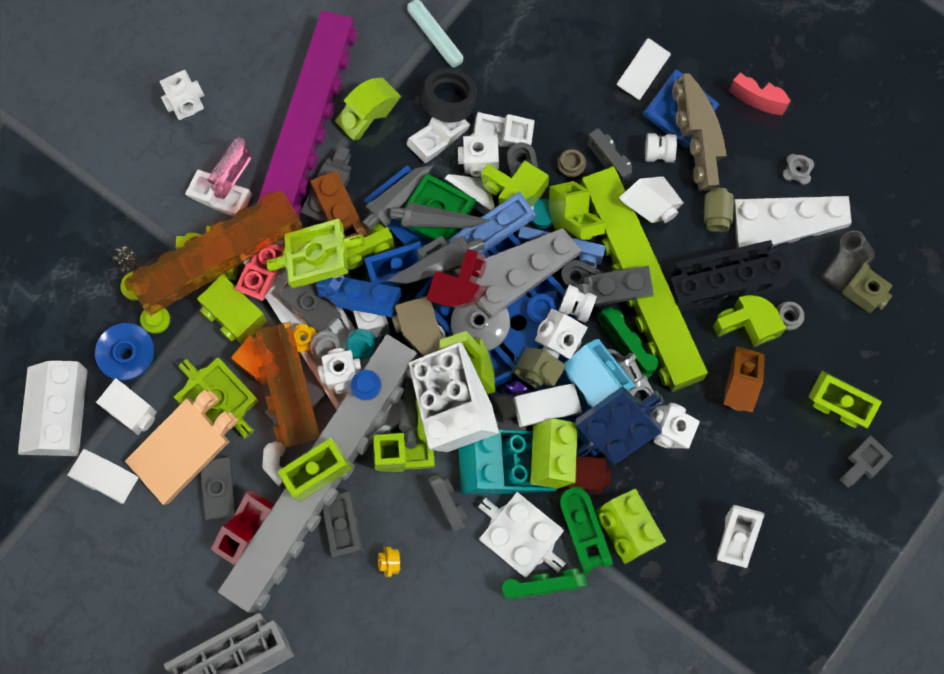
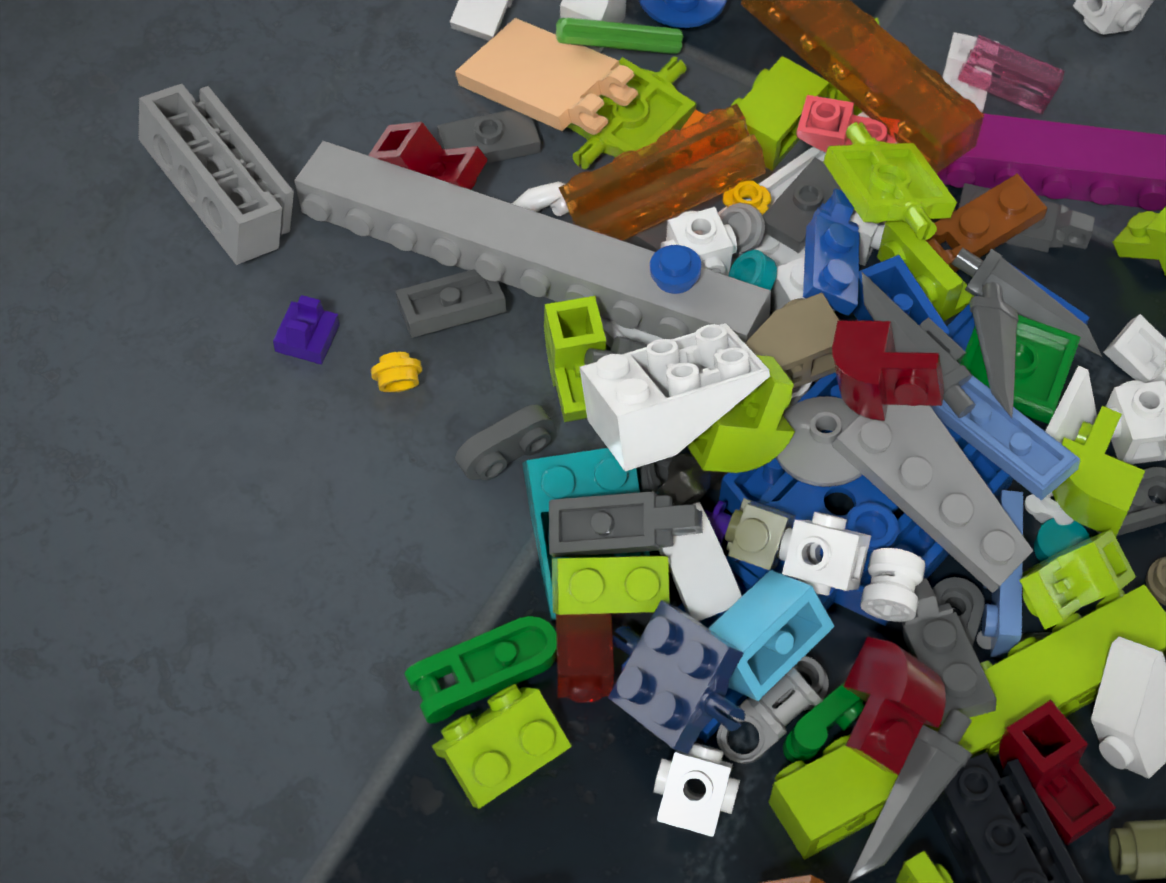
camera: 80 degrees right, 15 degrees down
(156, 323) = (741, 28): lime plate -> none
(160, 396) = (618, 35): none -> bright green axle
(315, 470) = (520, 210): lime brick -> none
(349, 615) = (306, 330): none -> dark purple tile
(521, 535) = (463, 568): white plate -> none
(527, 442) = (618, 524): none -> dark grey hinge
(542, 585) = (378, 604): green plate -> none
(641, 310) = (899, 700): none -> dark red brick
(680, 246) = (1050, 757): none -> dark red brick
(682, 309) = (924, 776): none -> dark grey bar

